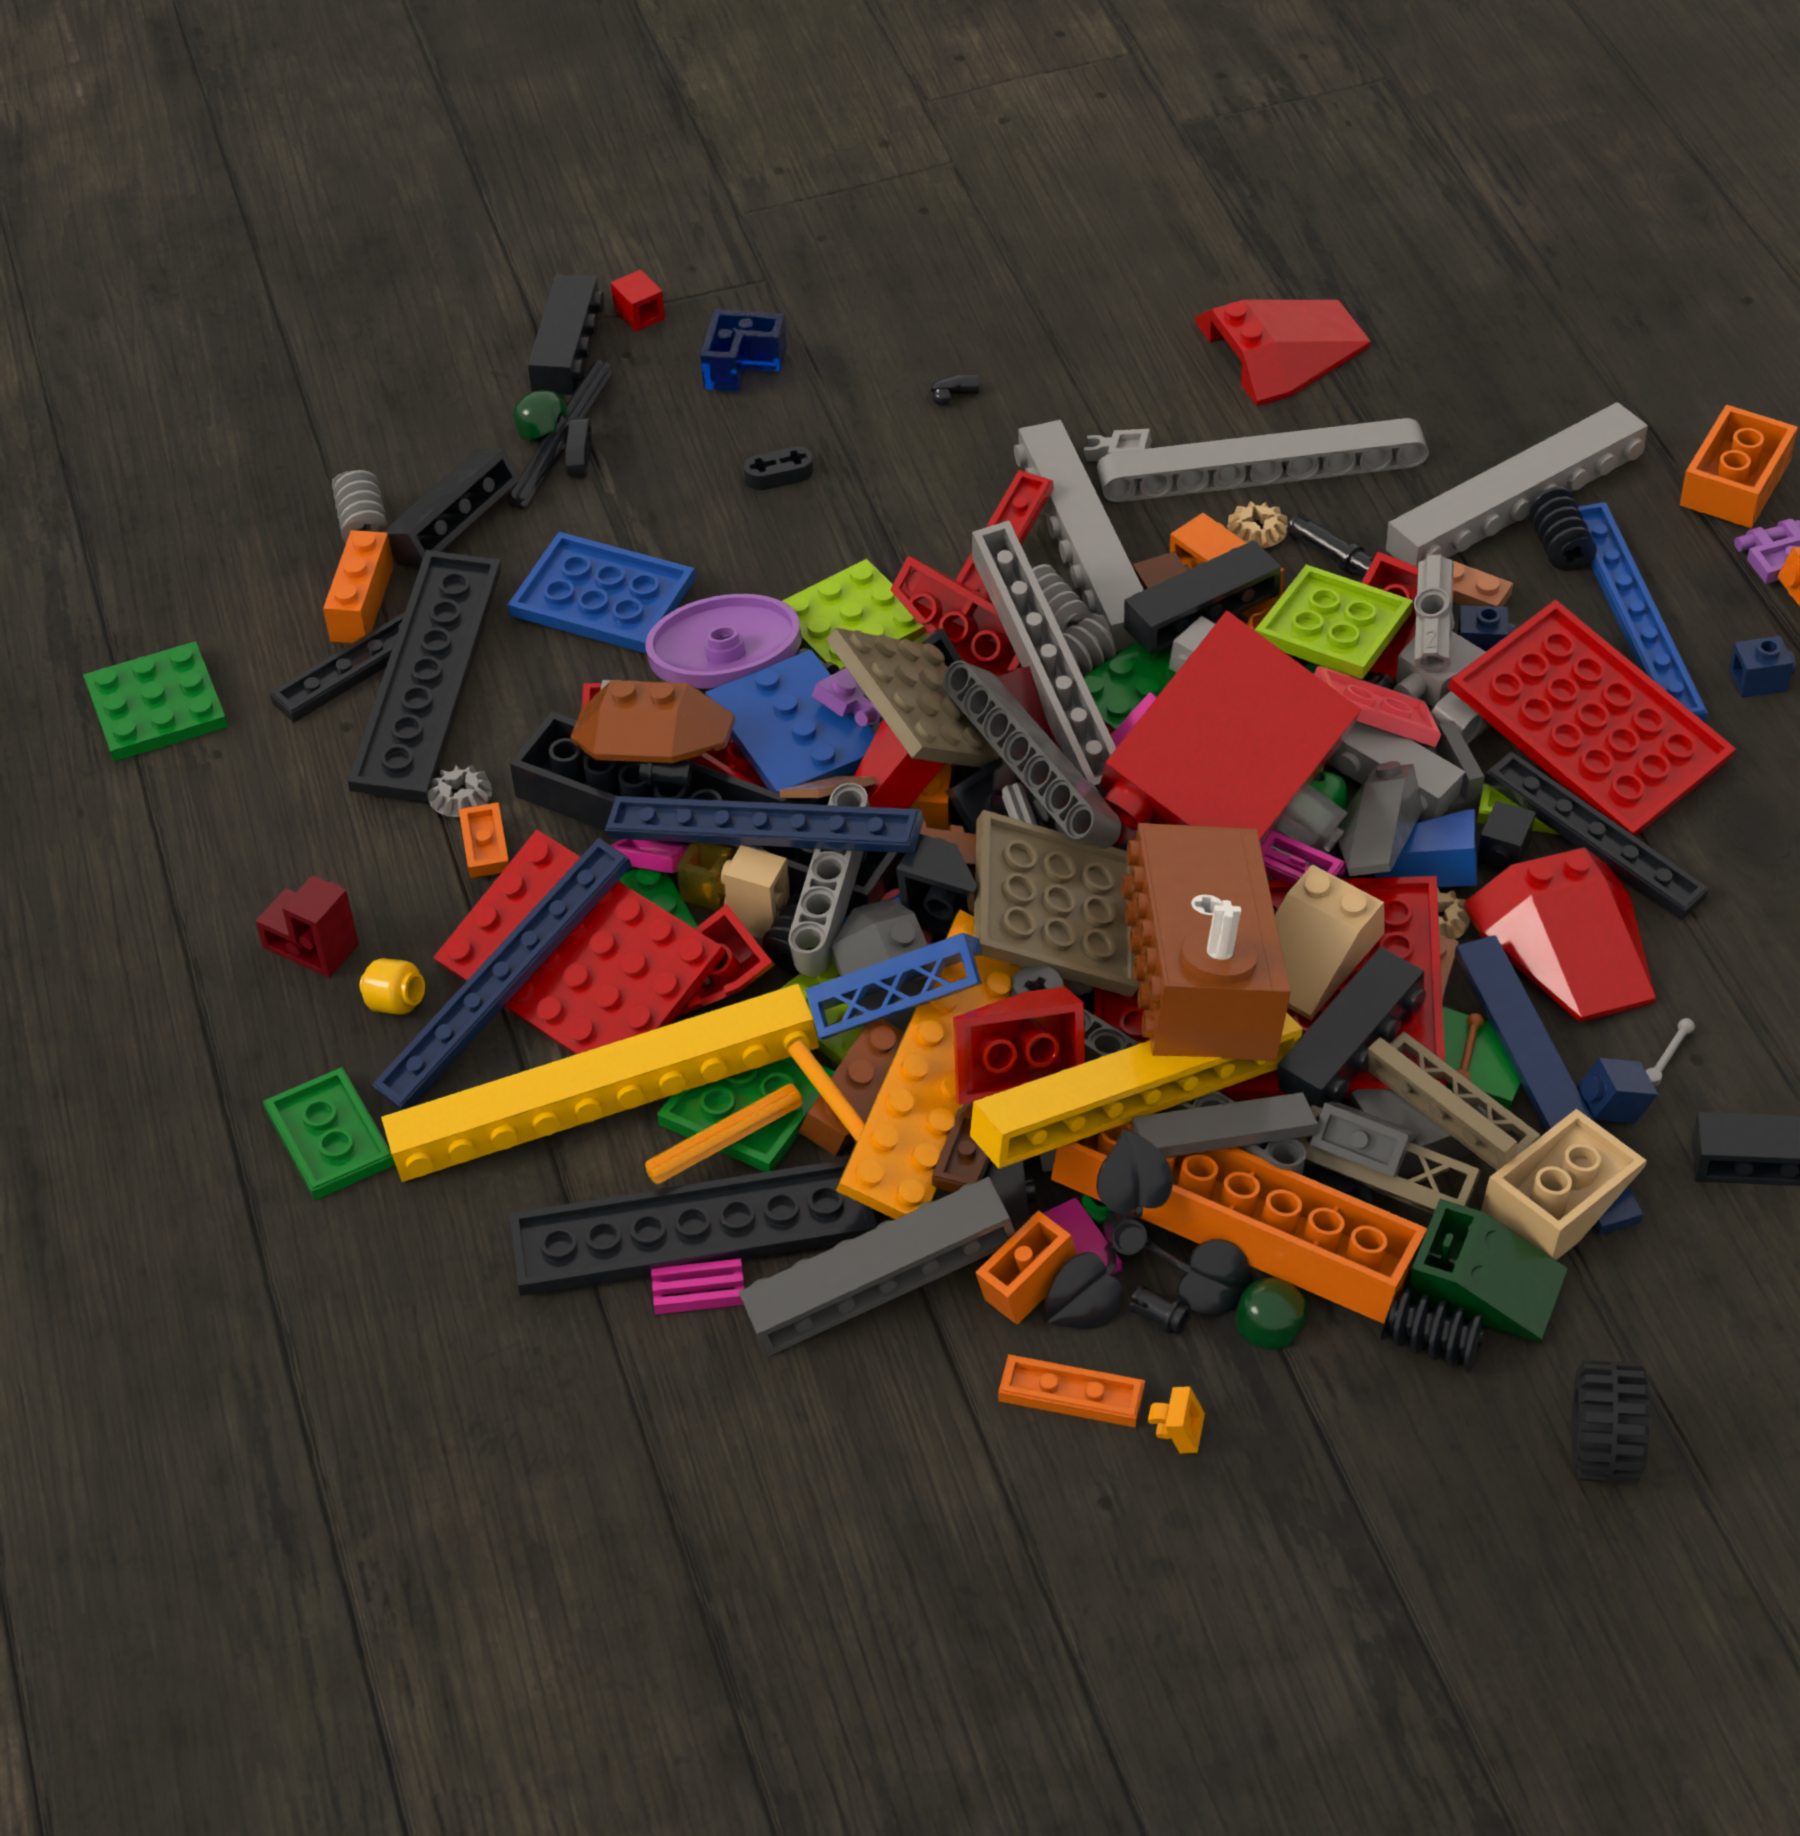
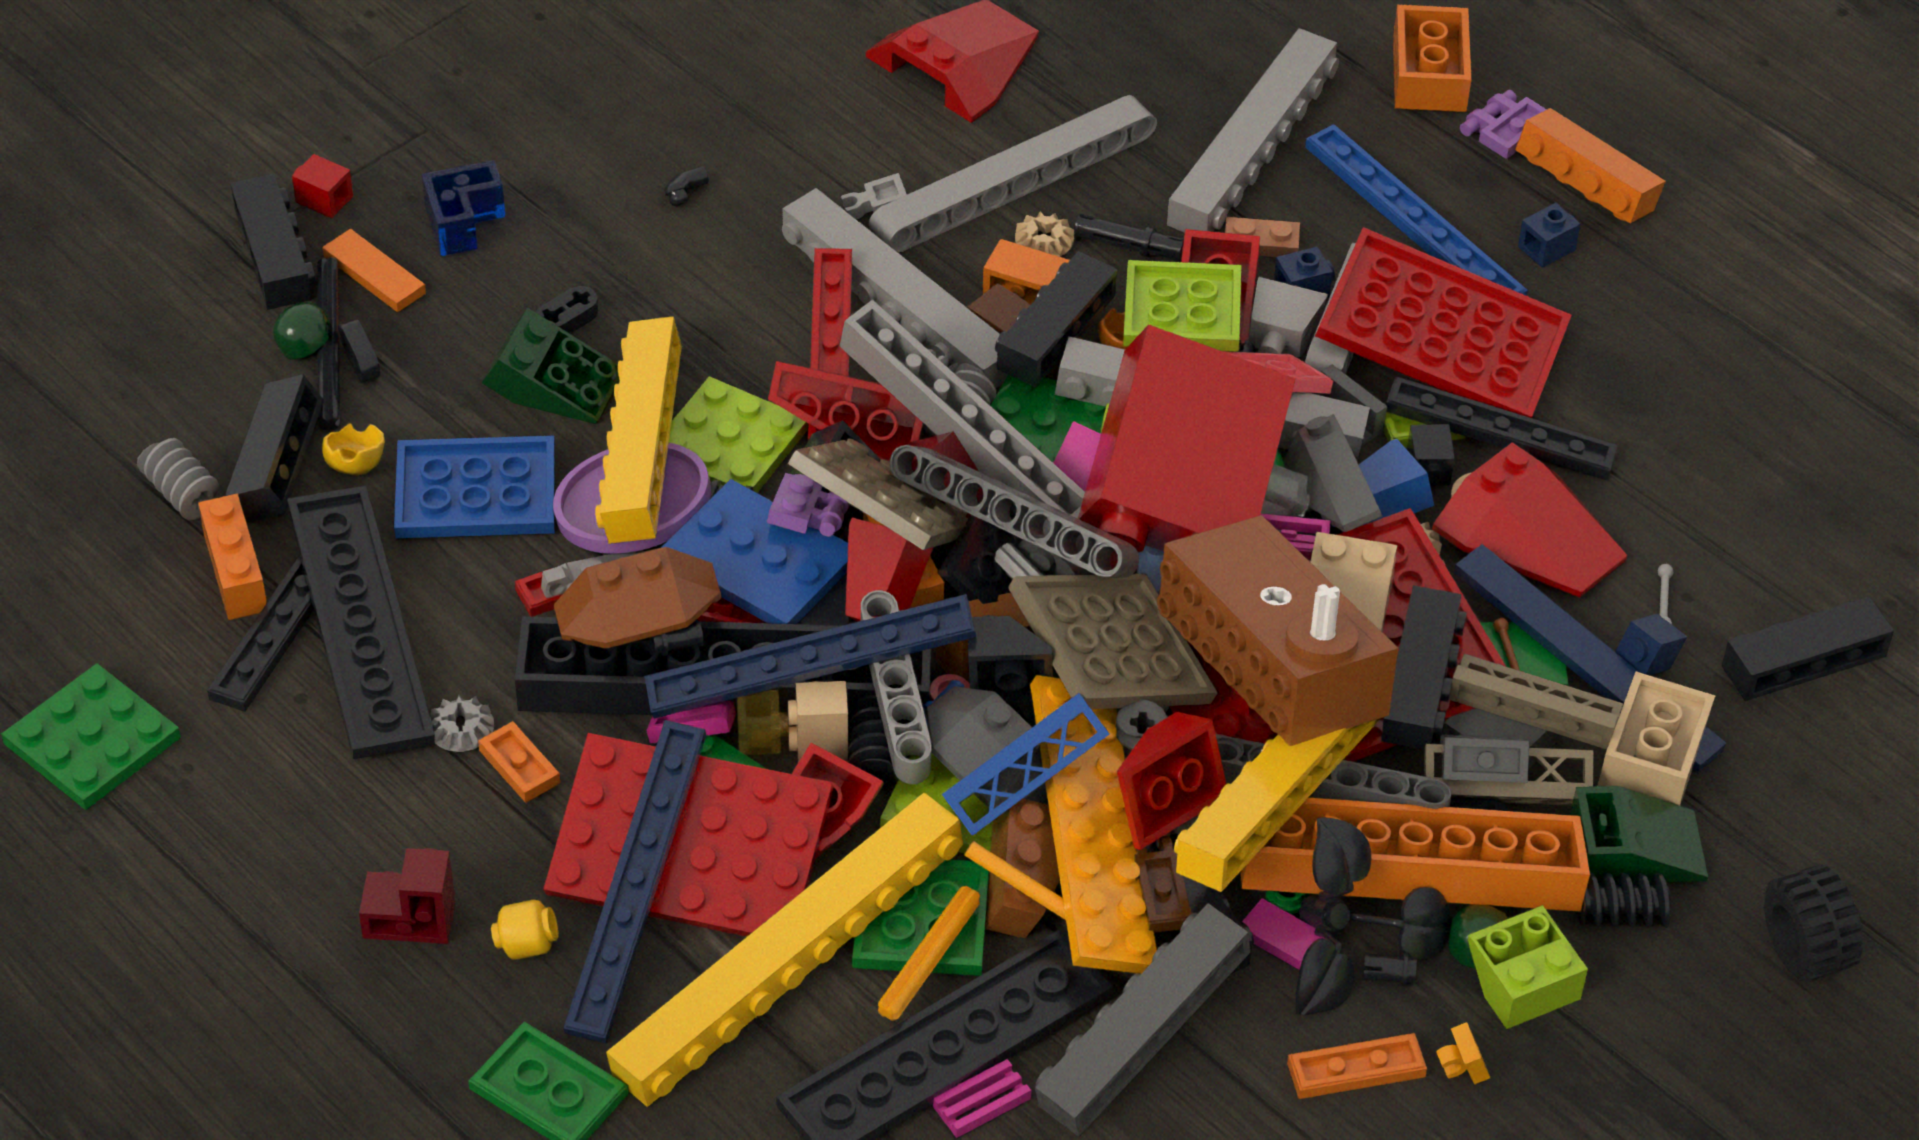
camera: 30 degrees left, 0 degrees up
(517, 529) = (352, 450): none -> yellow hair
(639, 384) = (374, 270): none -> orange tile
(730, 511) = (552, 371): none -> dark green slope
(761, 584) = (639, 431): none -> yellow brick
(824, 786) = (835, 603): medium nougat piece -> none
(1025, 1266) = (1268, 972): orange brick -> none
(1228, 1125) = (1377, 784): dark grey tile -> none
(1292, 1357) = (1526, 967): none -> lime slope
(1435, 629) = (1277, 287): light grey piece -> none
(1562, 529) = (1316, 160): black piece -> none

